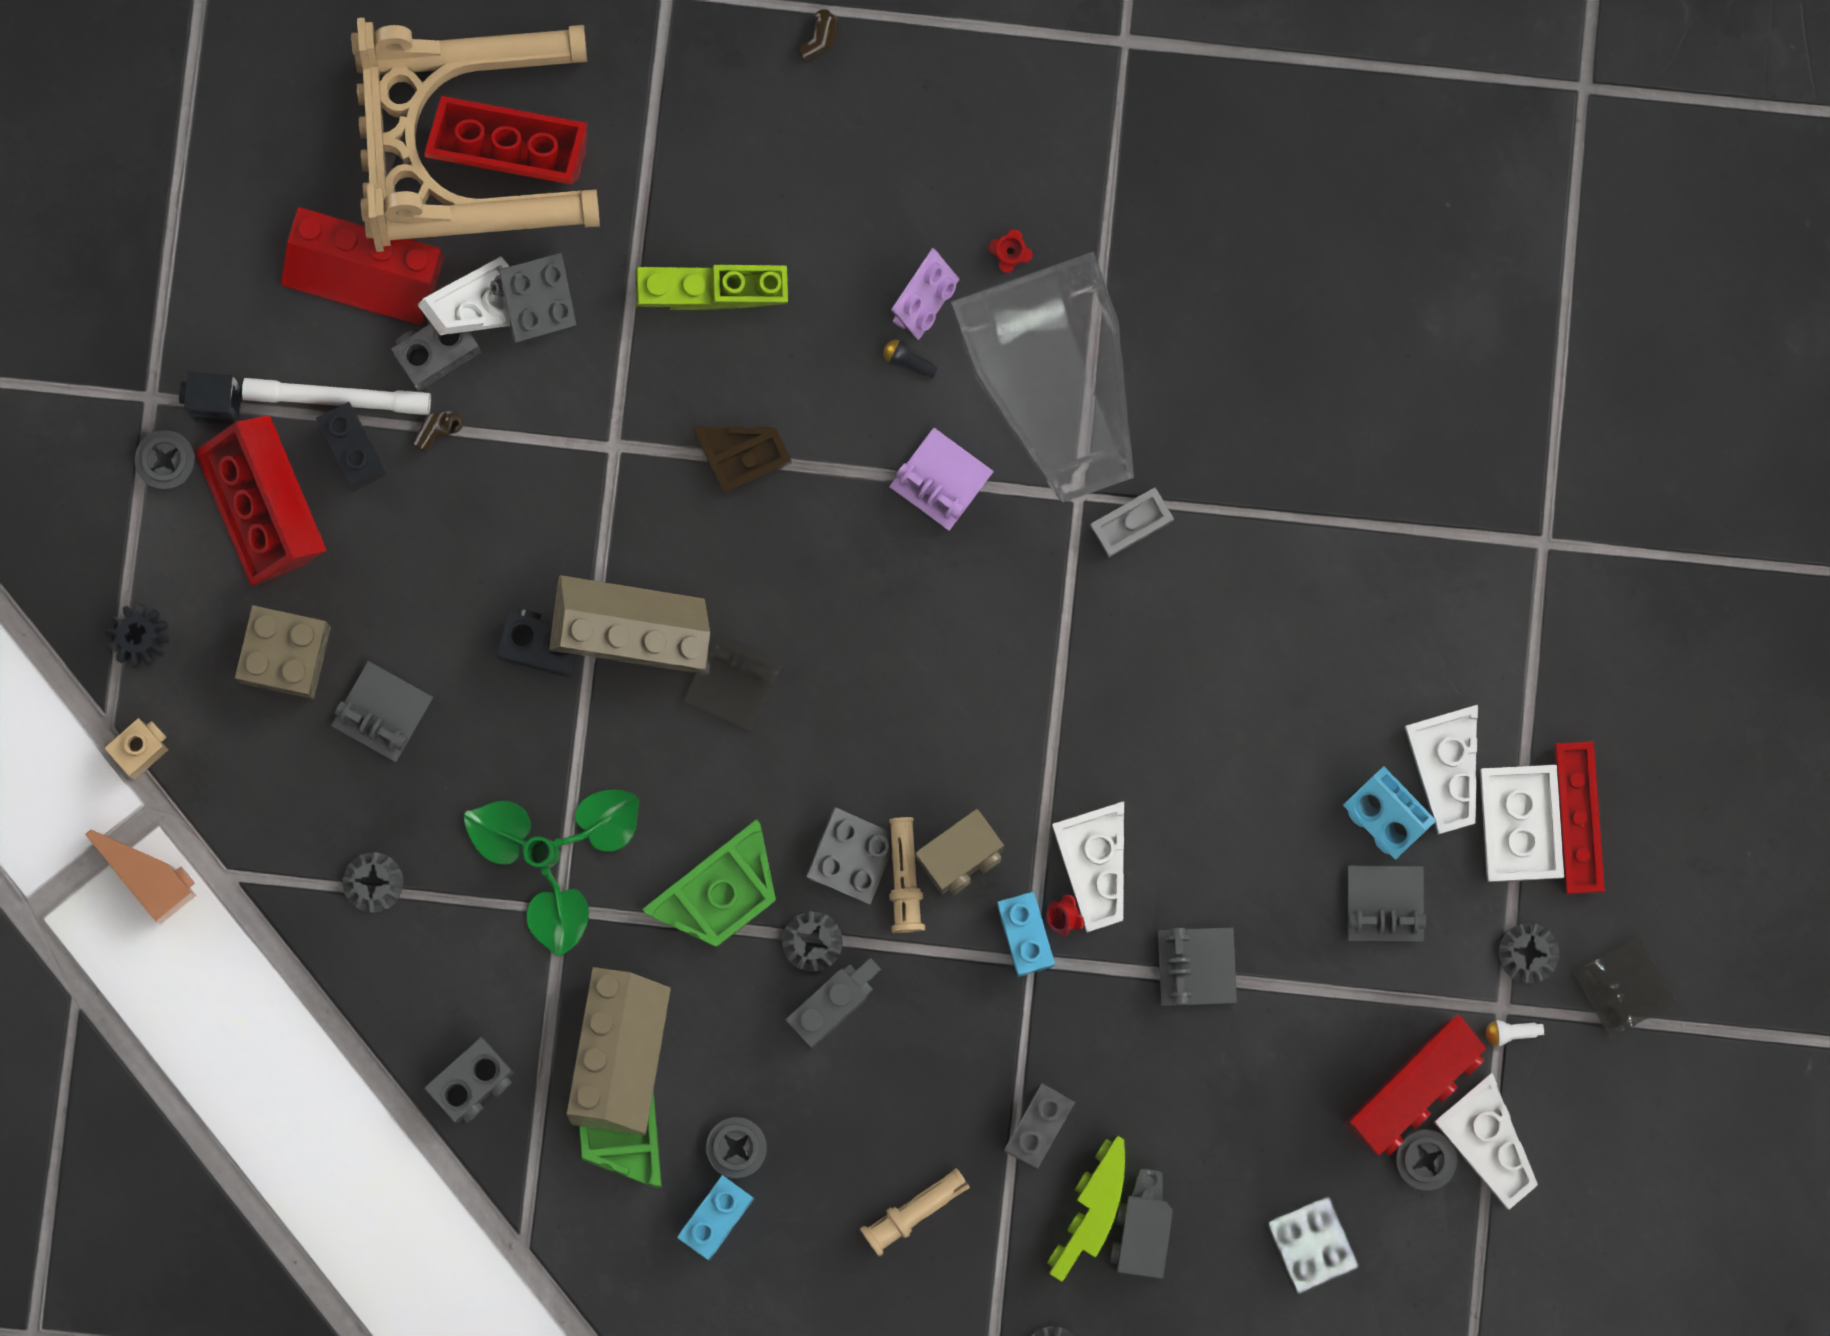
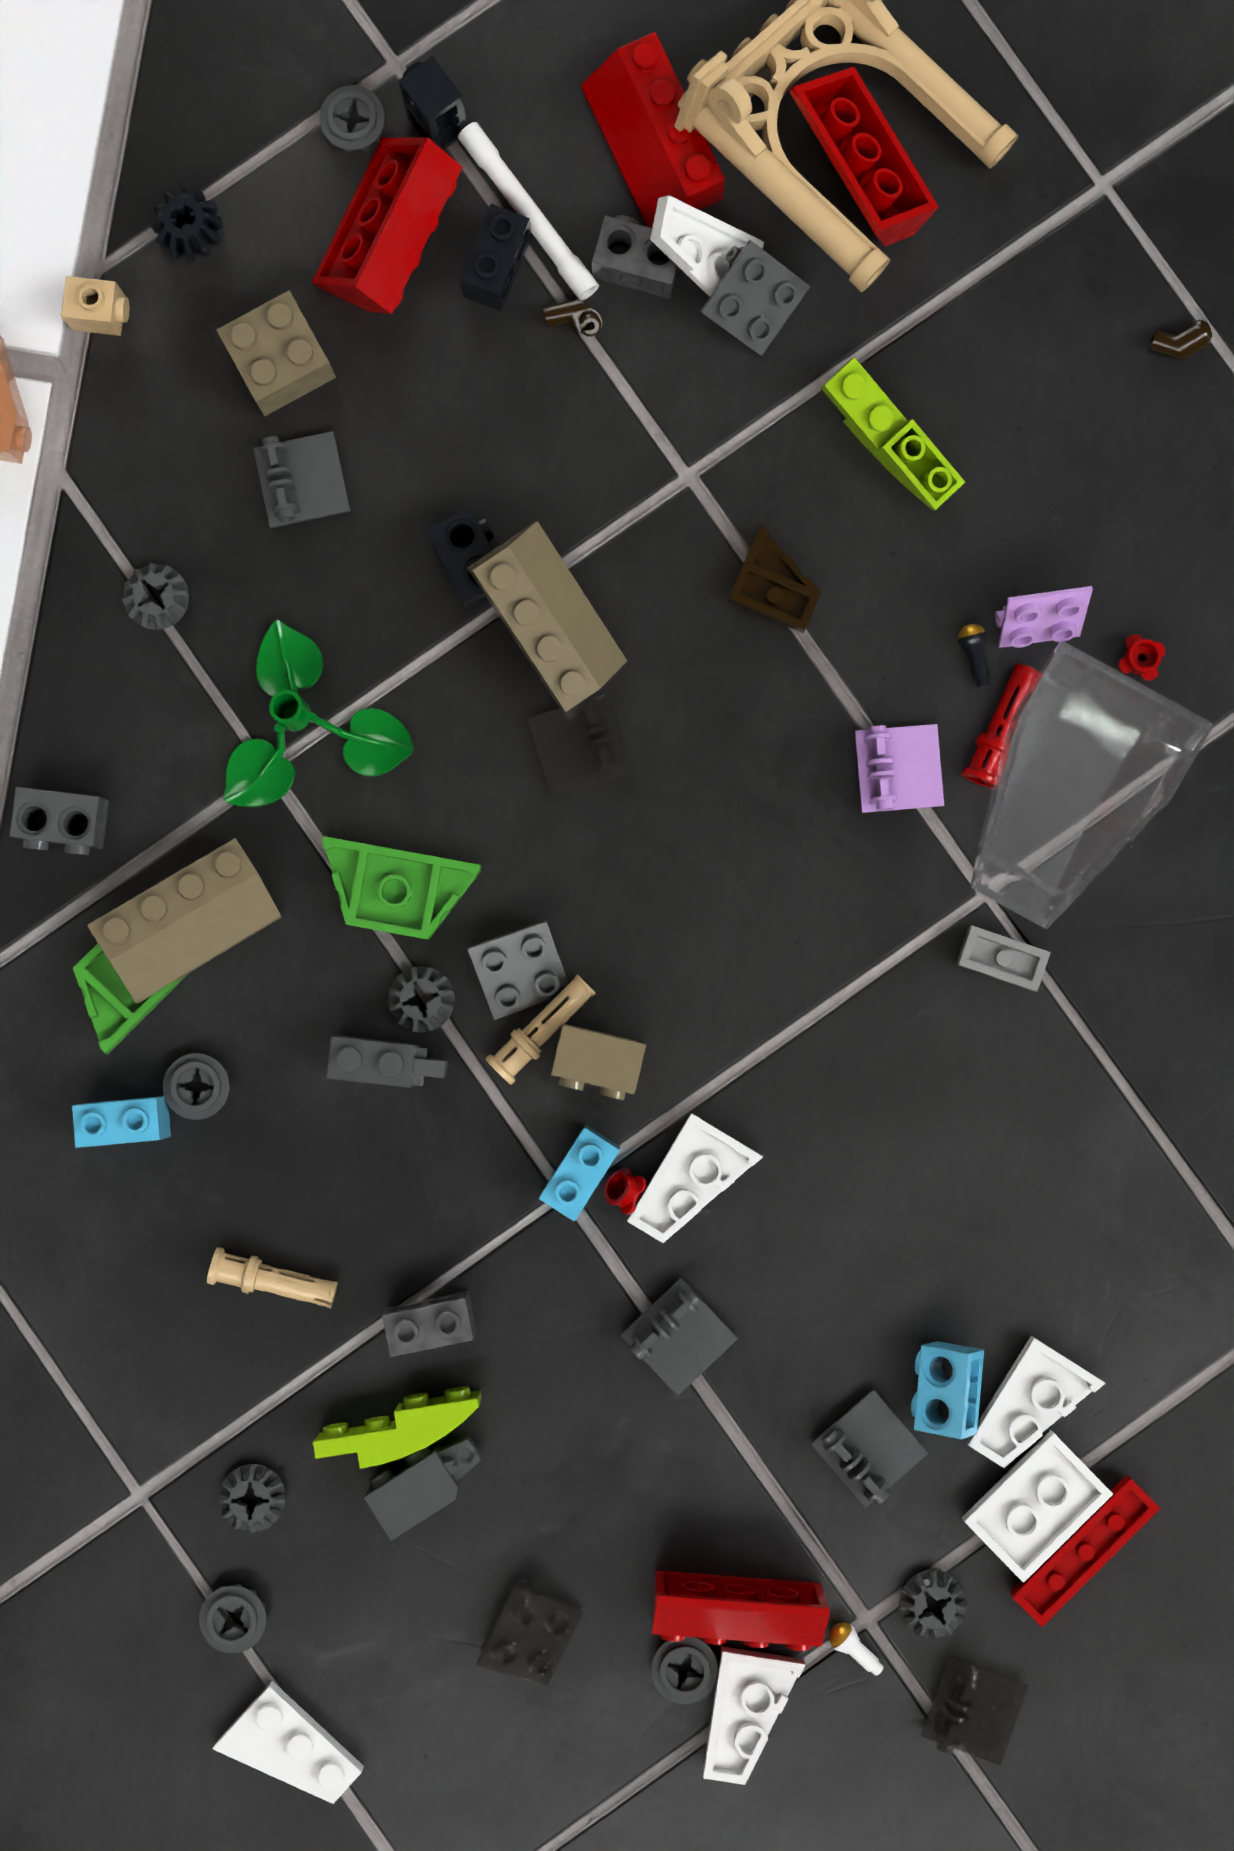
camera: 50 degrees right, 5 degrees up
(979, 404) = (989, 743): none -> red pin

